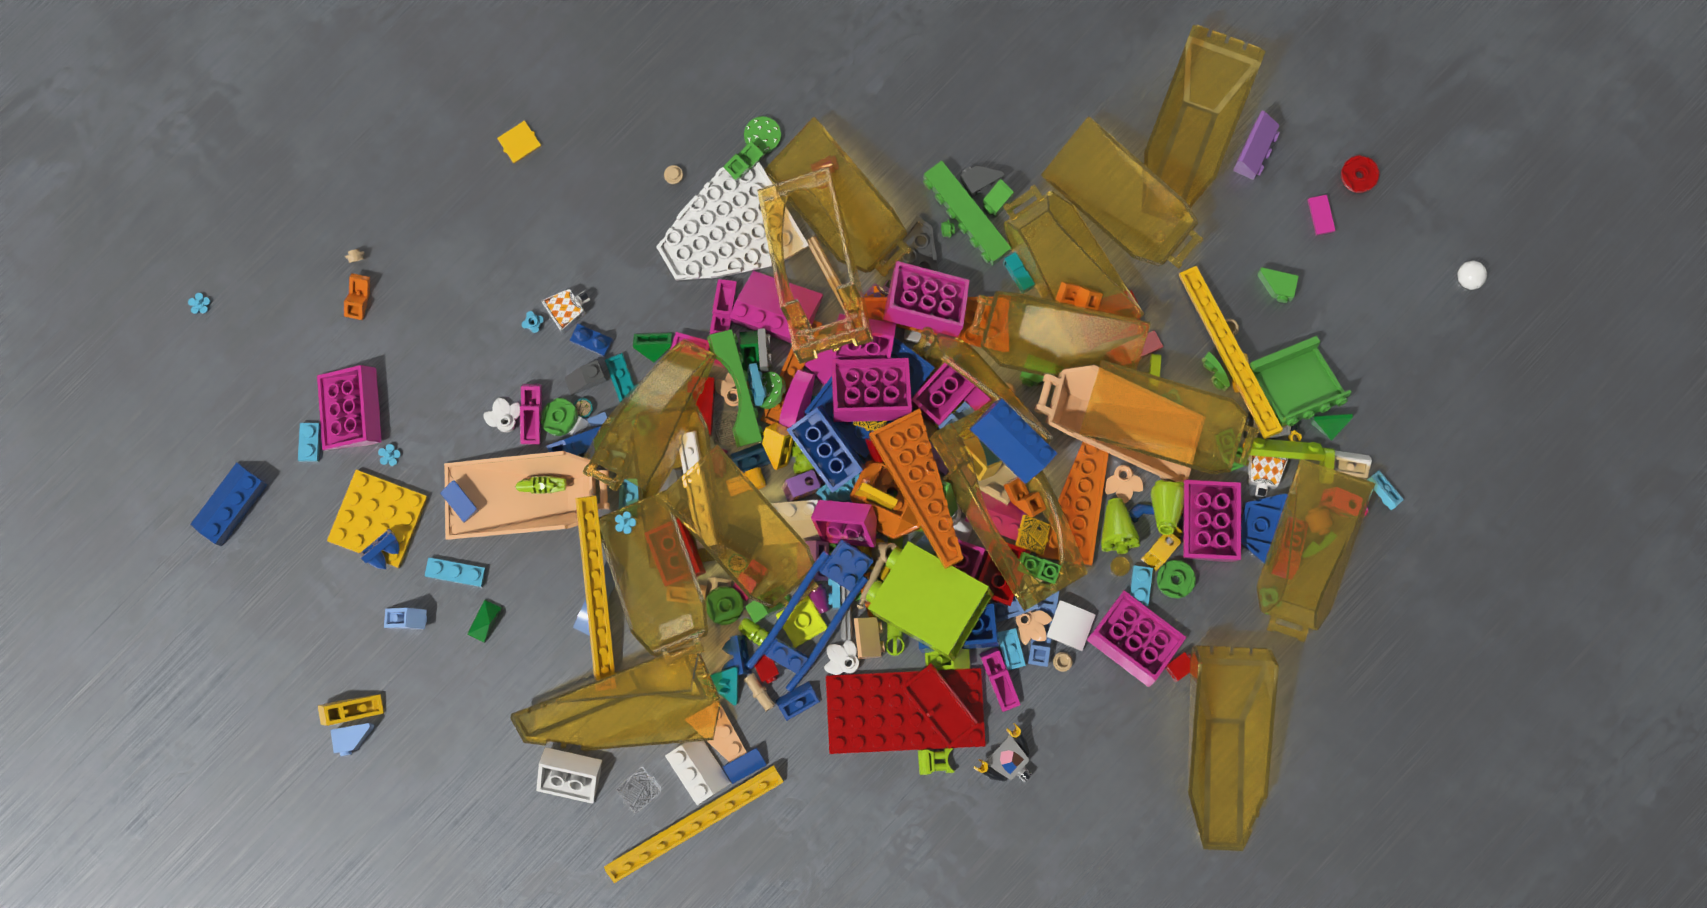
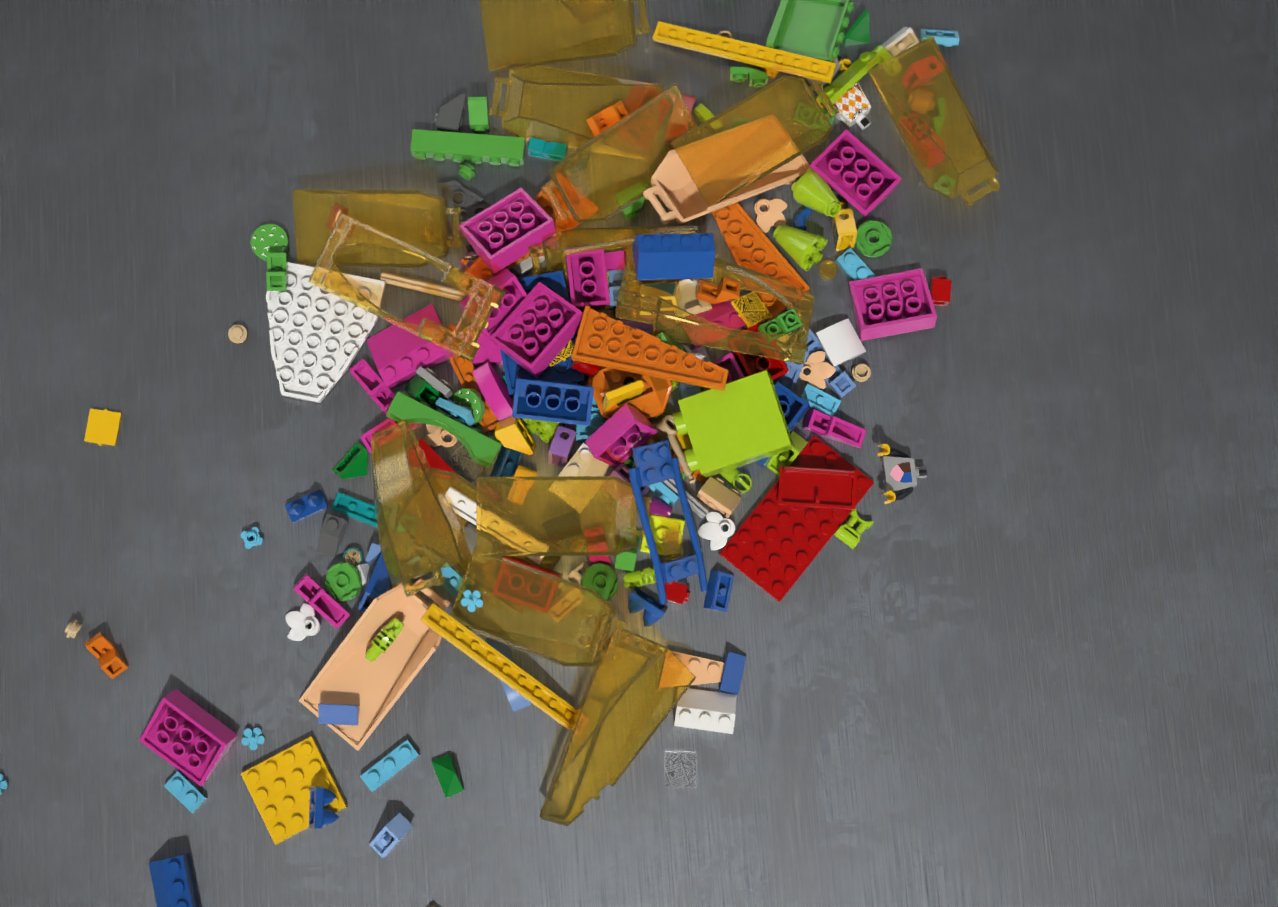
camera: 55 degrees left, 0 degrees up
(566, 308) = (265, 503): torso -> none
(568, 775) = (623, 812): white slope -> none
(693, 824) = (743, 750): yellow plate -> none
(727, 684) = (661, 631): teal piece -> none
(759, 692) = (687, 613): tan pin -> none
(799, 634) = (672, 544): none -> clear yellow brick
(1230, 740) = (1025, 300): clear yellow windscreen -> none
(1260, 522) = (886, 143): blue wing -> none

